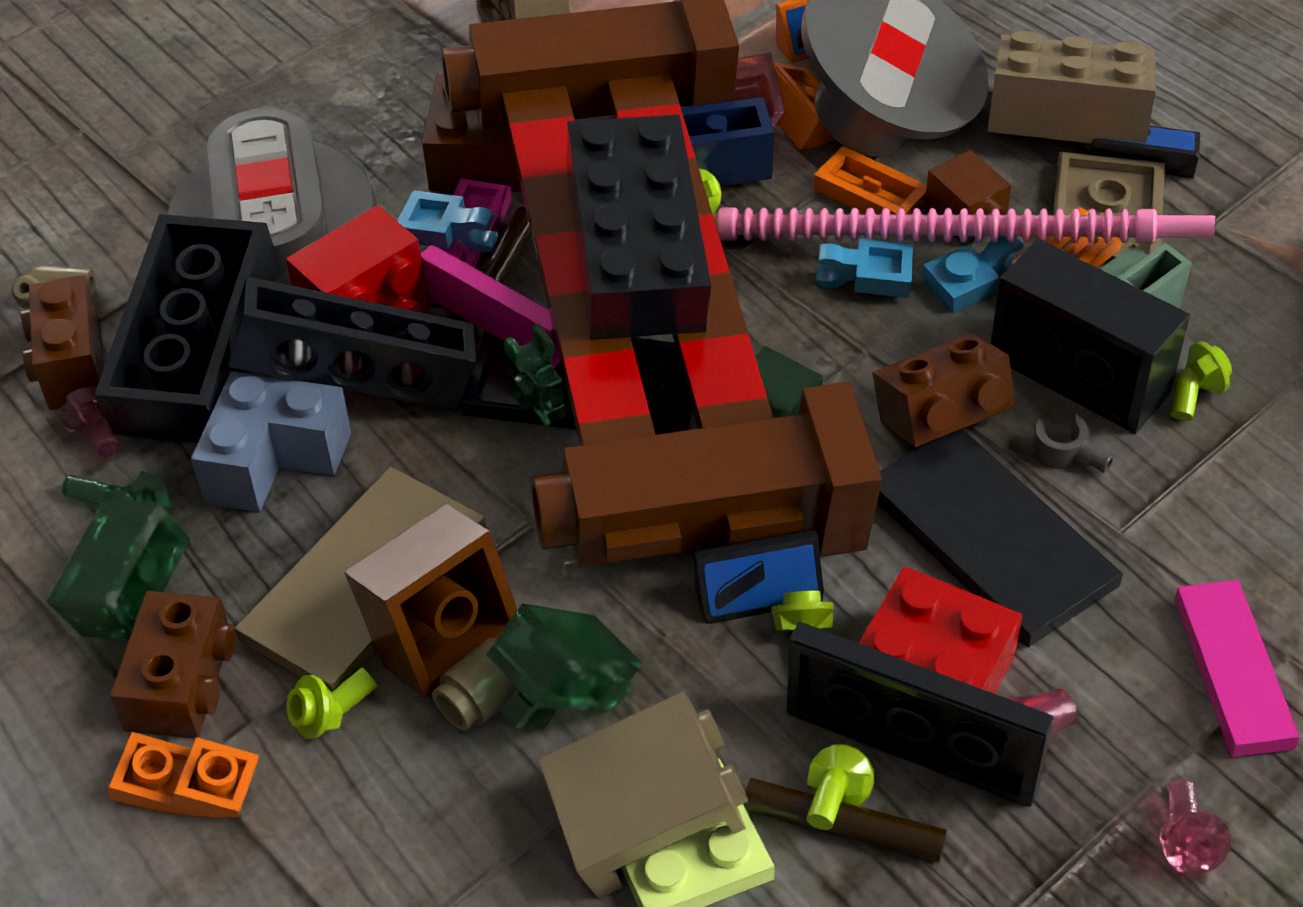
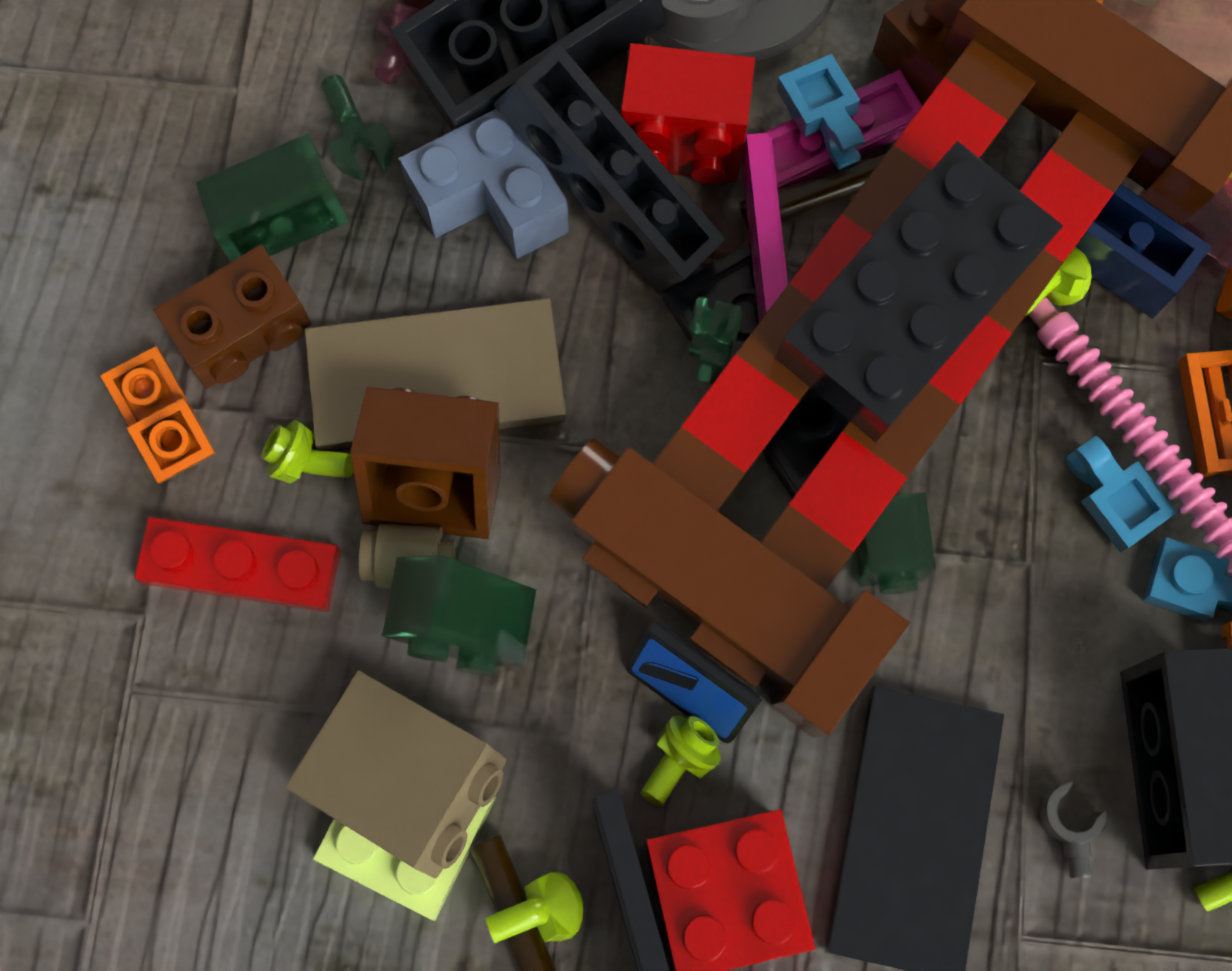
camera: 45 degrees right, 25 degrees up
(360, 810) = (238, 564): none -> red plate
(944, 389) = (1025, 678): reddish brown brick -> none

